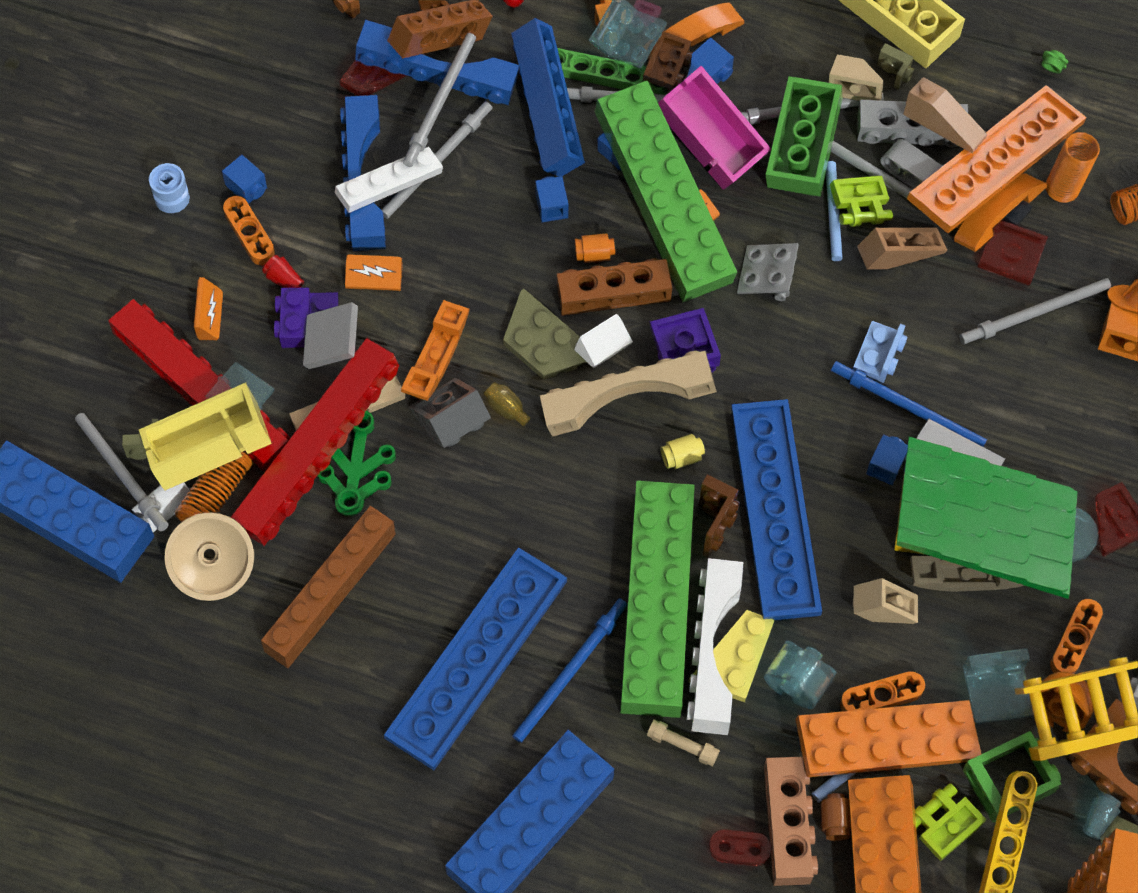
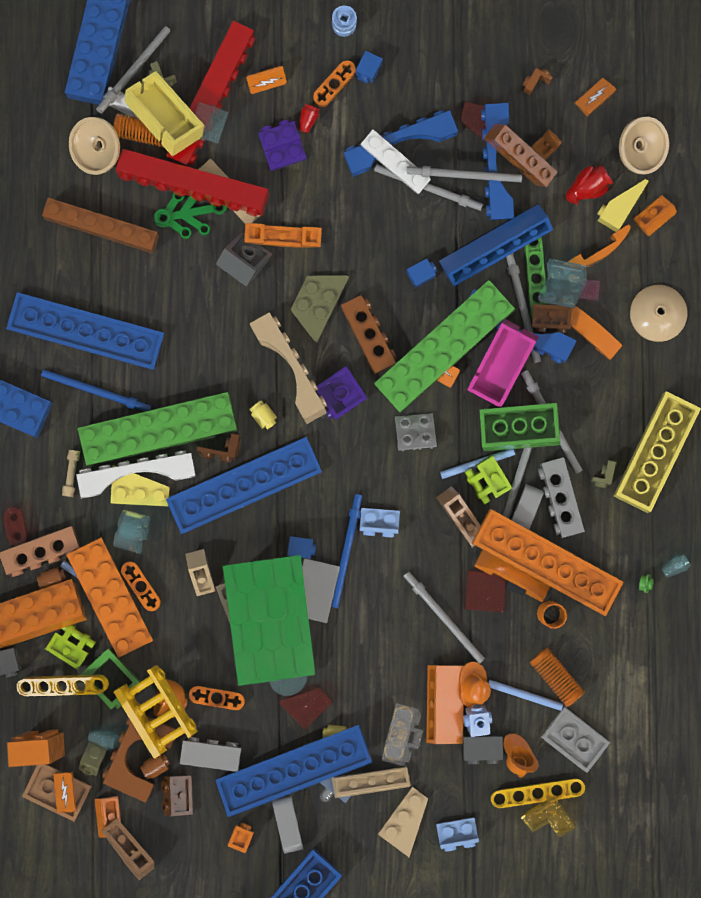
camera: 70 degrees right, 20 degrees up
(330, 335) = (265, 165): light grey tile -> none
(373, 272) = (328, 176): orange slope -> none
(506, 403) = (262, 292): clear yellow plant -> none
(594, 248) = (393, 313): orange brick -> none
(603, 341) = (324, 341): white slope -> none
(857, 79) = (580, 448): tan slope -> none
(942, 114) = (562, 518): medium nougat slope -> none
(991, 685) = (167, 655): clear light blue bracket -> none
(1039, 21) = (676, 565): none -> clear light blue cone

